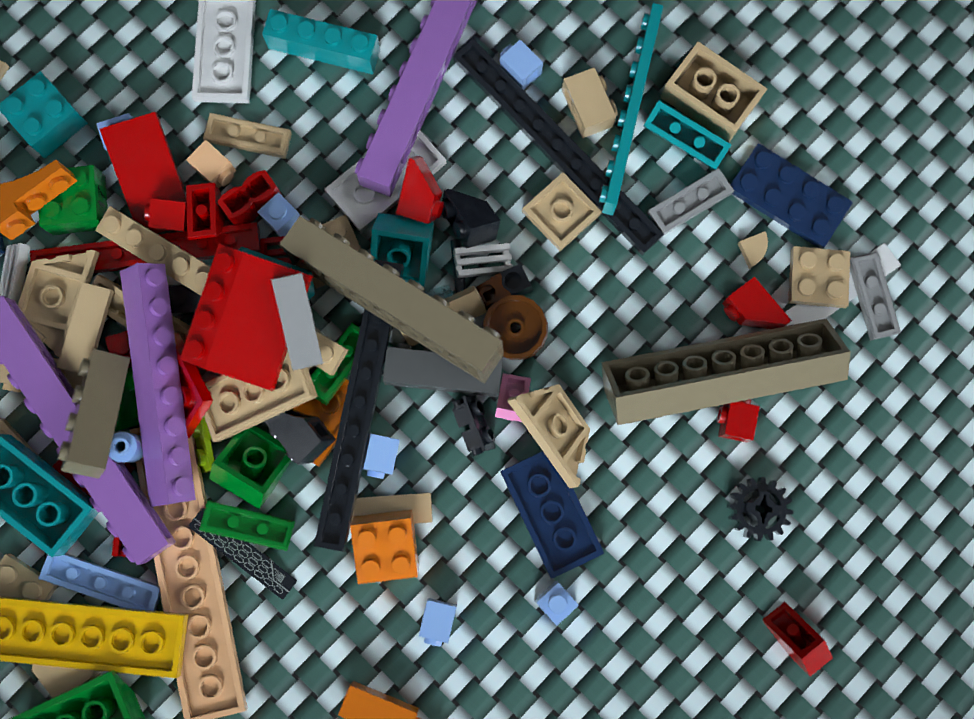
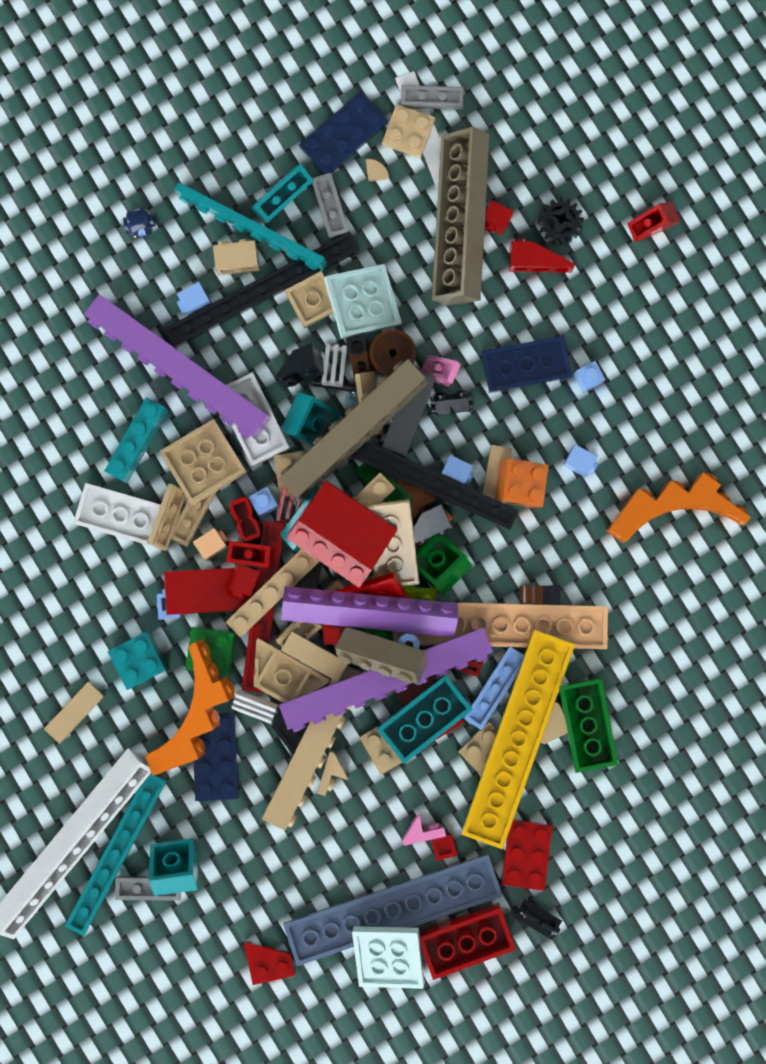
camera: 70 degrees left, 5 degrees up
(231, 102) = (167, 517): none -> tan tile
(241, 611) = (540, 595): none -> leg
(247, 526) = (482, 576): green tile -> none
(249, 559) = (500, 584): black sticker -> none
(297, 321) = (356, 497): light grey tile -> none
(314, 128) = (202, 462): none -> tan plate
(420, 193) = (277, 395): red slope -> none
(556, 428) = (470, 344): tan wing -> none
(576, 273) = (362, 301): none -> light aqua plate
(698, 484) = (532, 257): none -> red slope
(713, 92) = (254, 165): tan brick -> none
(755, 307) = (419, 182): red slope -> none

